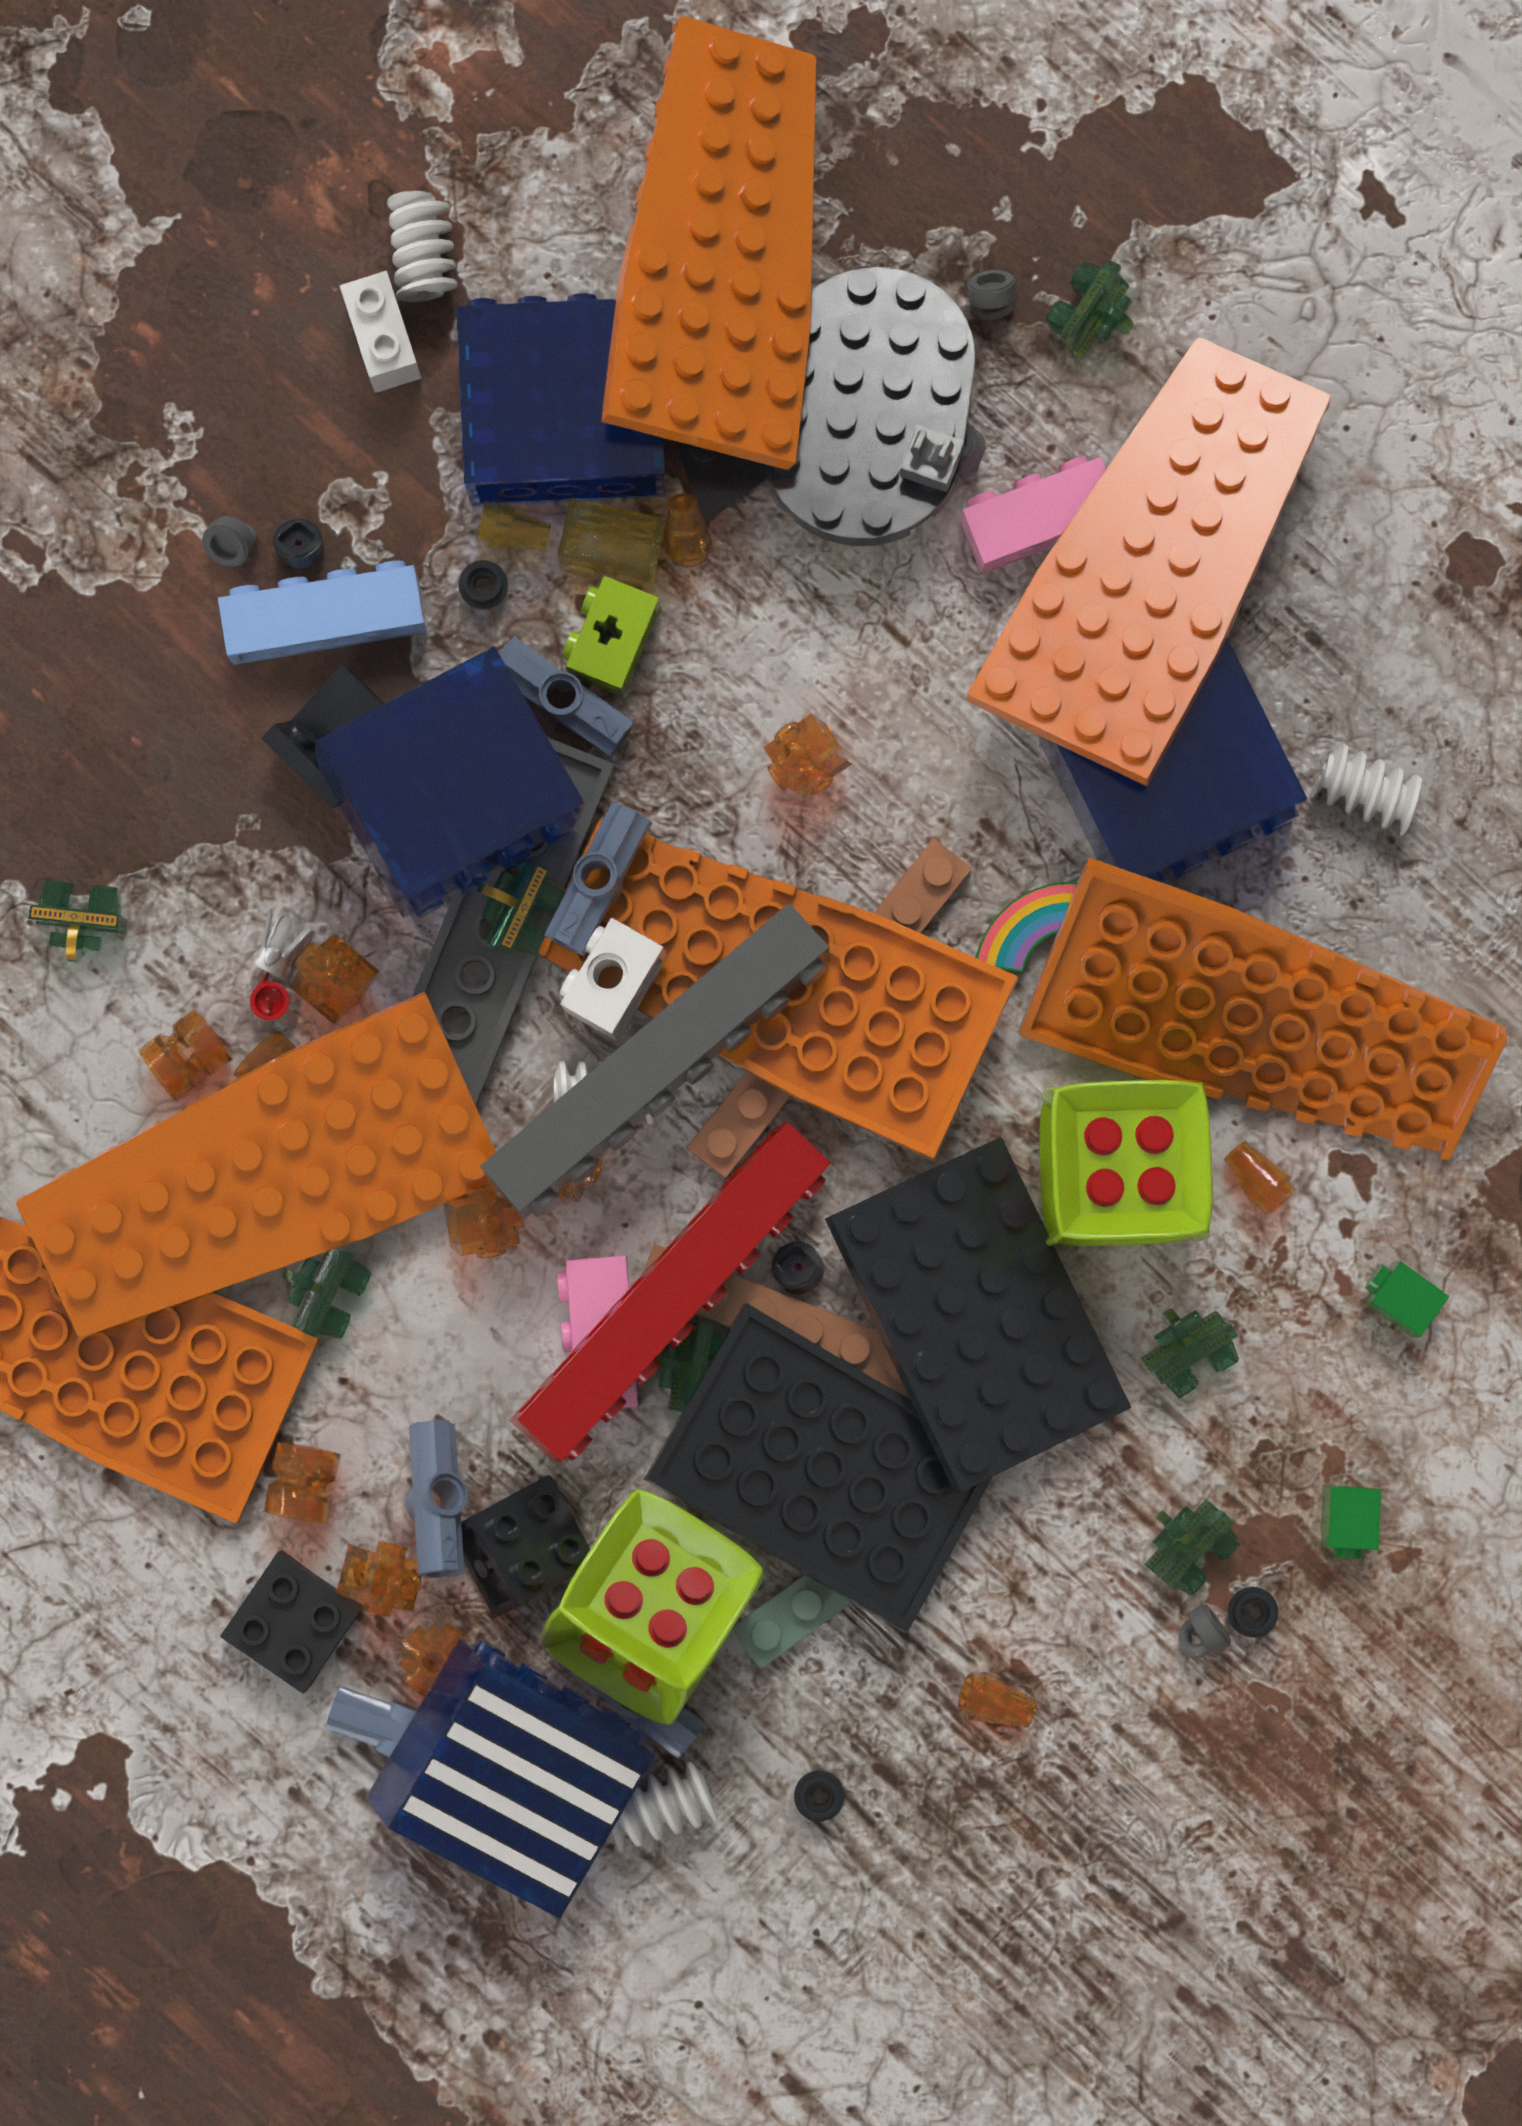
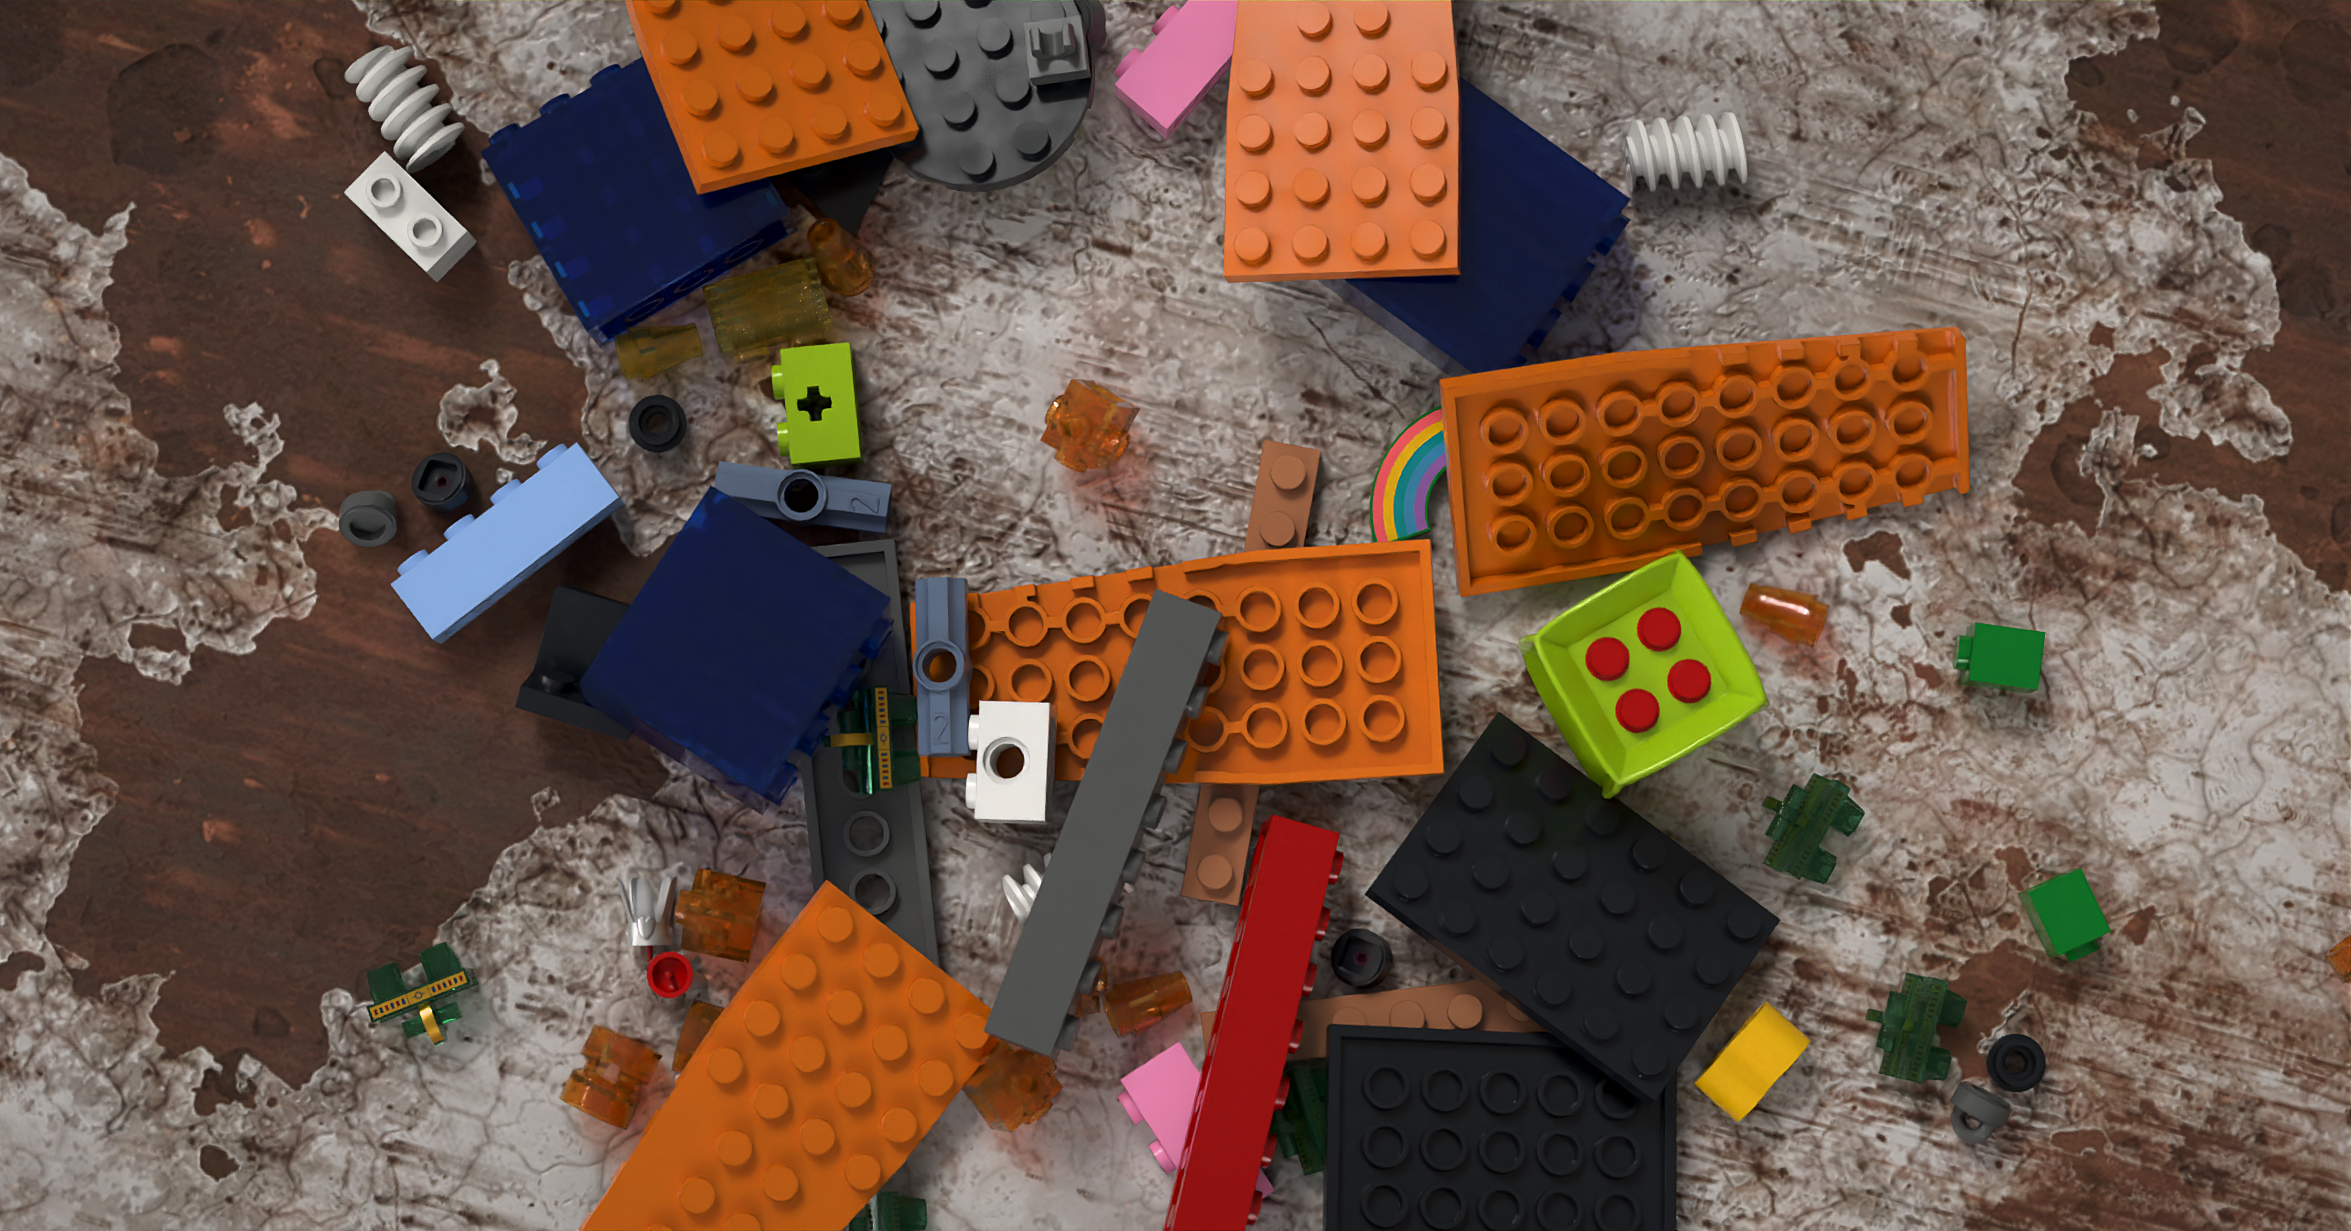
camera: 25 degrees left, 0 degrees up
(616, 1213) = (1145, 1002): none -> clear orange cone
(1052, 1503) = (1751, 1061): none -> yellow axle

